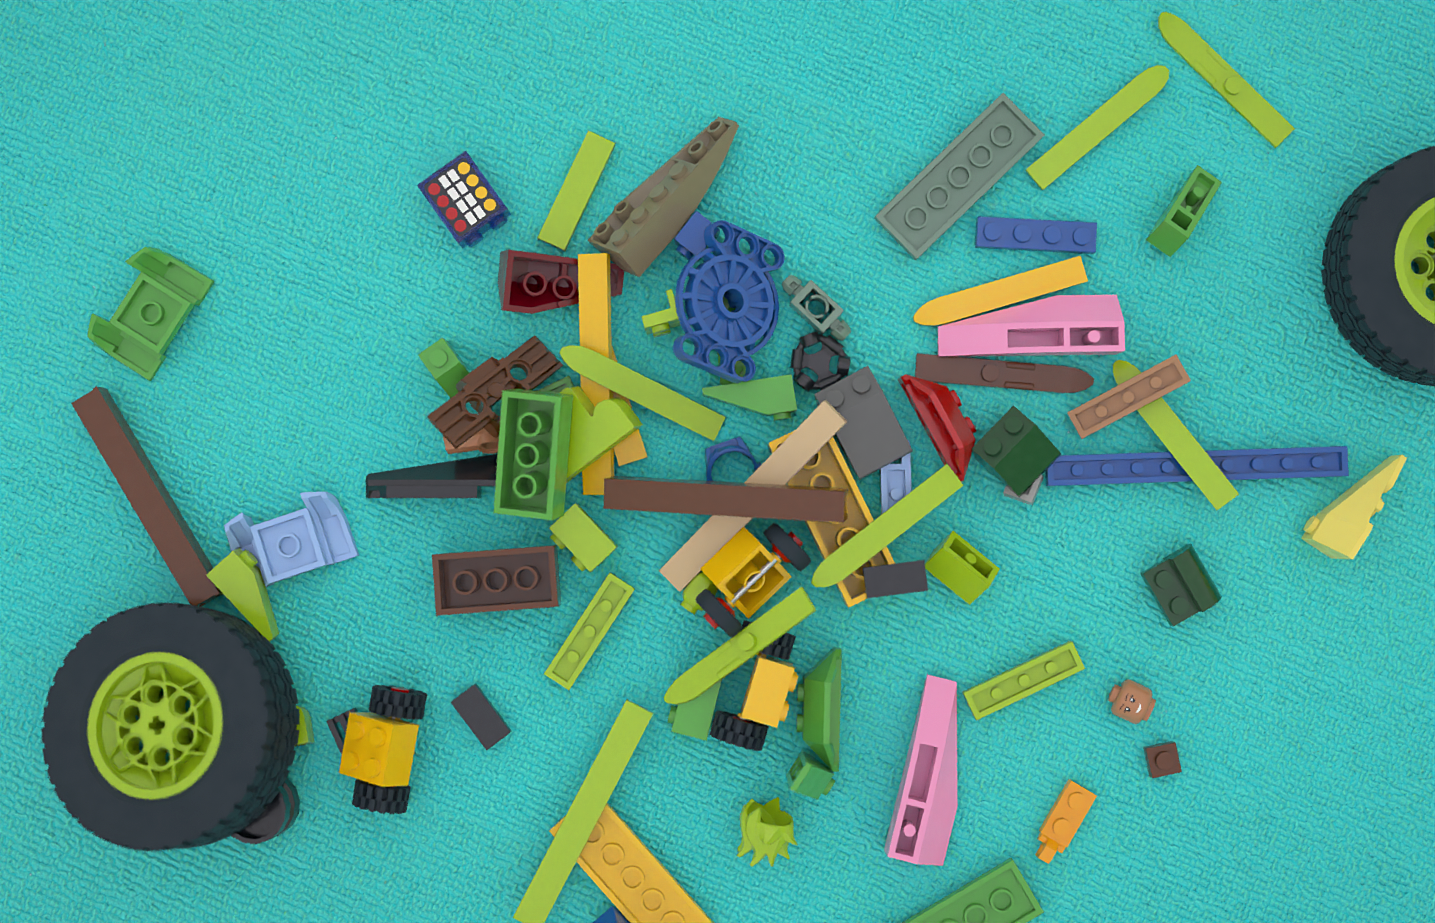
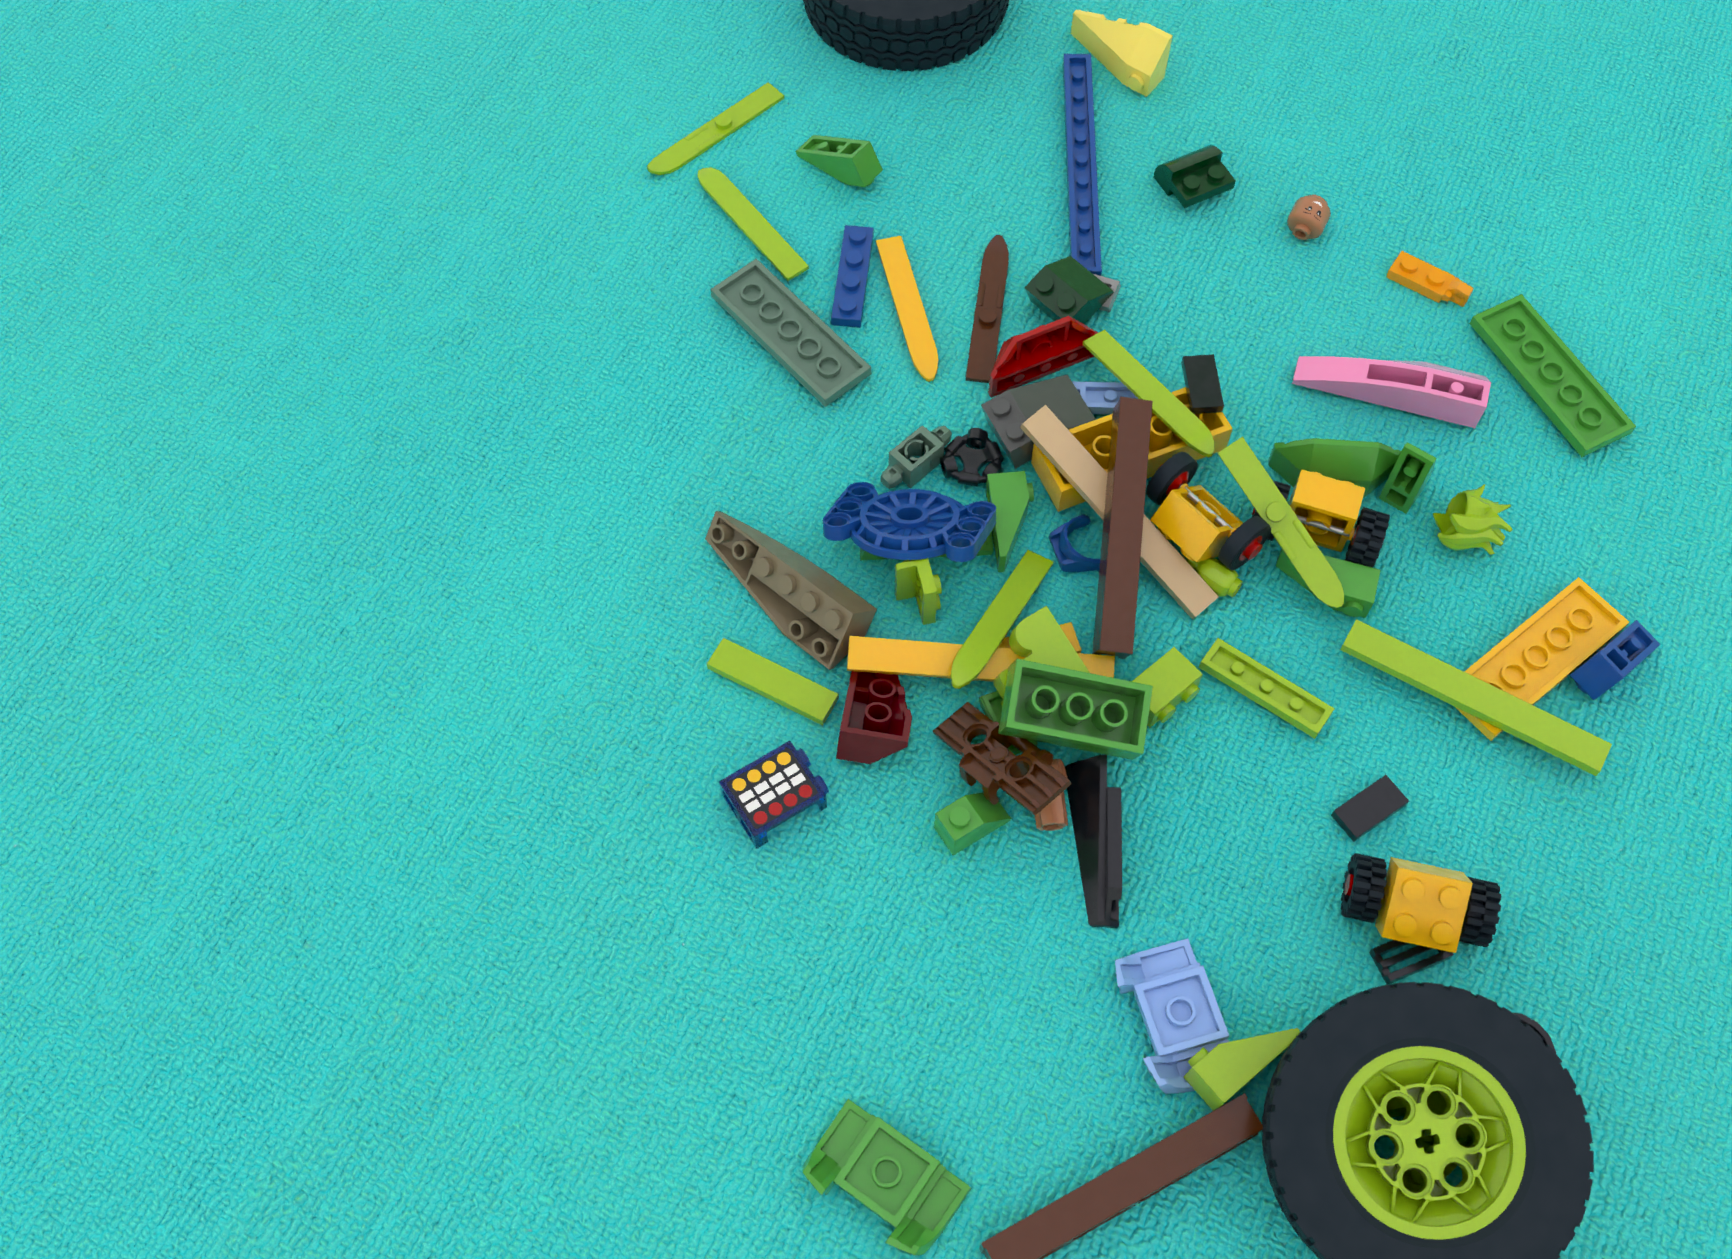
camera: 85 degrees left, 25 degrees down
(496, 580) = (1214, 774): reddish brown brick -> none
(691, 237) = (835, 559): blue brick -> none
(961, 567) = (1187, 335): lime brick -> none
(1023, 680) = (1294, 303): lime plate -> none
(1040, 329) = (946, 271): bright pink wedge -> none
(1129, 396) = (1016, 203): medium nougat plate -> none
(1162, 759) = (1360, 202): reddish brown plate -> none
(1181, 443) = (1051, 173): lime piece -> none

